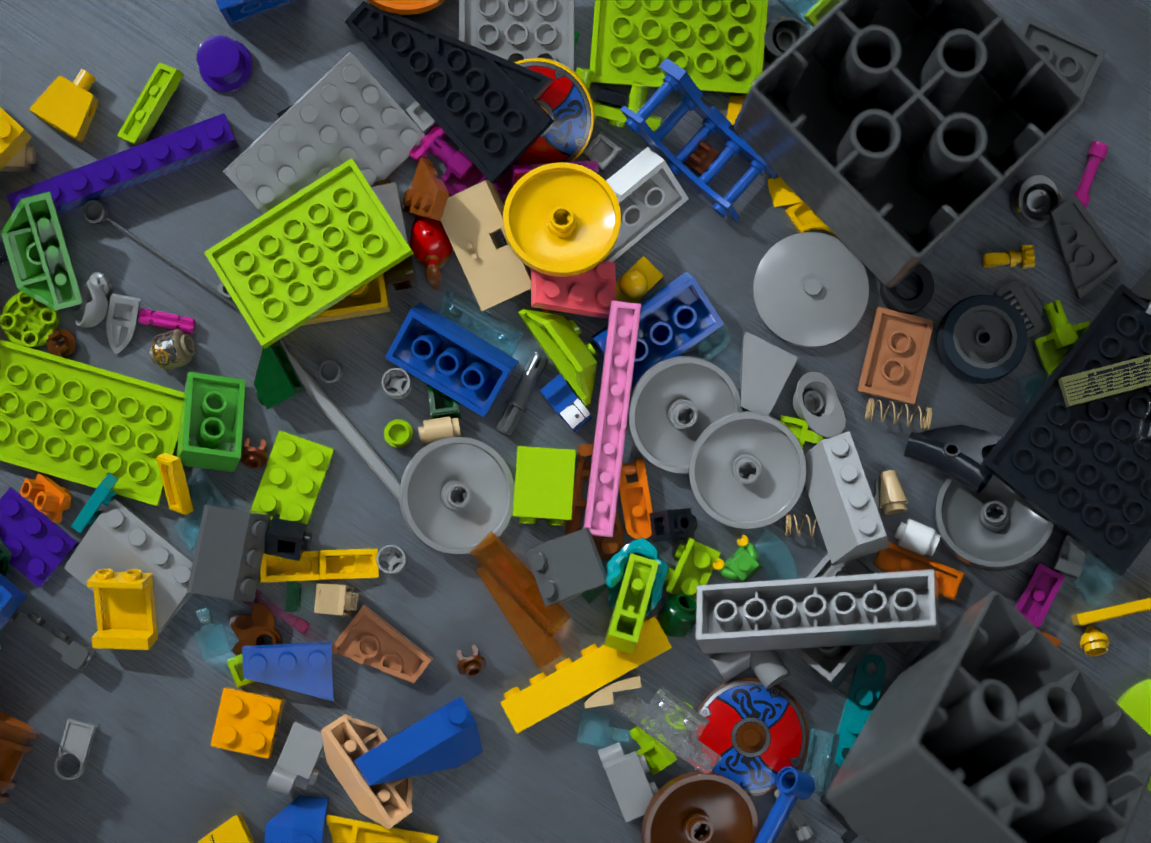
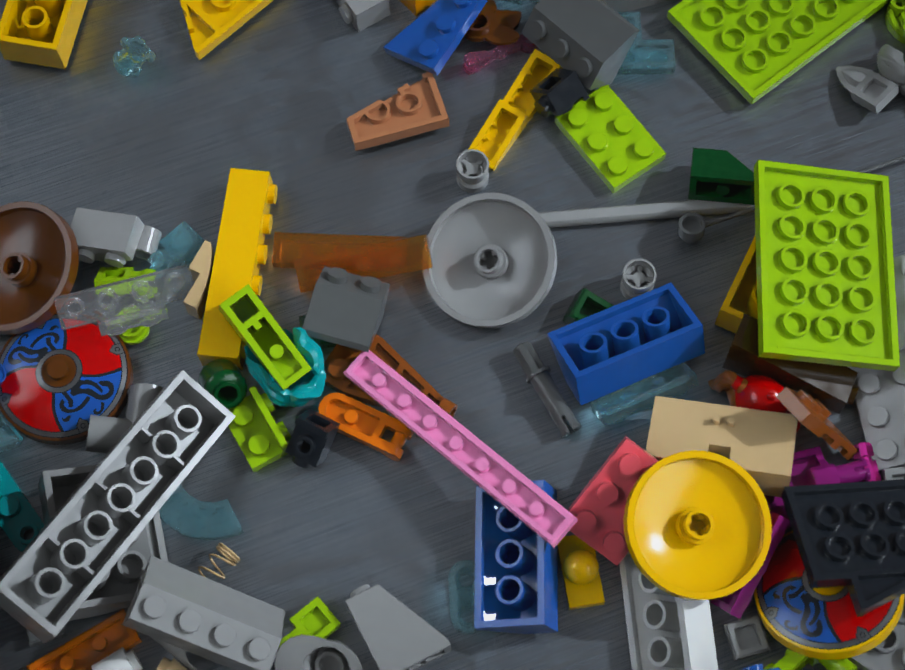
camera: 125 degrees right, 15 degrees down
(61, 343) = (877, 27): reddish brown plate -> none
(166, 320) = (840, 125): dark pink axle -> none
(172, 349) = (808, 109): head -> none
(175, 483) = (677, 32): yellow tile -> none
(211, 422) = (715, 97): bright green slope -> none
(254, 457) = (656, 115): copper plate -> none
(293, 596) = (501, 69): clear green tile -> none
(336, 599) = (468, 96): tan slope -> none
(348, 740) = (298, 35): light nougat wedge -> none
(398, 433) = (588, 254): lime plate -> none
(430, 745) = (281, 91): blue wedge -> none
(438, 429) = (564, 289): tan brick -> none
(471, 665) = (324, 176): reddish brown plate -> none
(544, 485) = (442, 347): lime brick -> none
(565, 350) = (557, 455): lime wedge -> none
(566, 403) = (506, 422): blue leg -> none
(674, 407) = (411, 524): light grey dish -> none
(743, 565) = (223, 476): bright green piece -> none
(747, 470) = (310, 547): light grey dish -> none

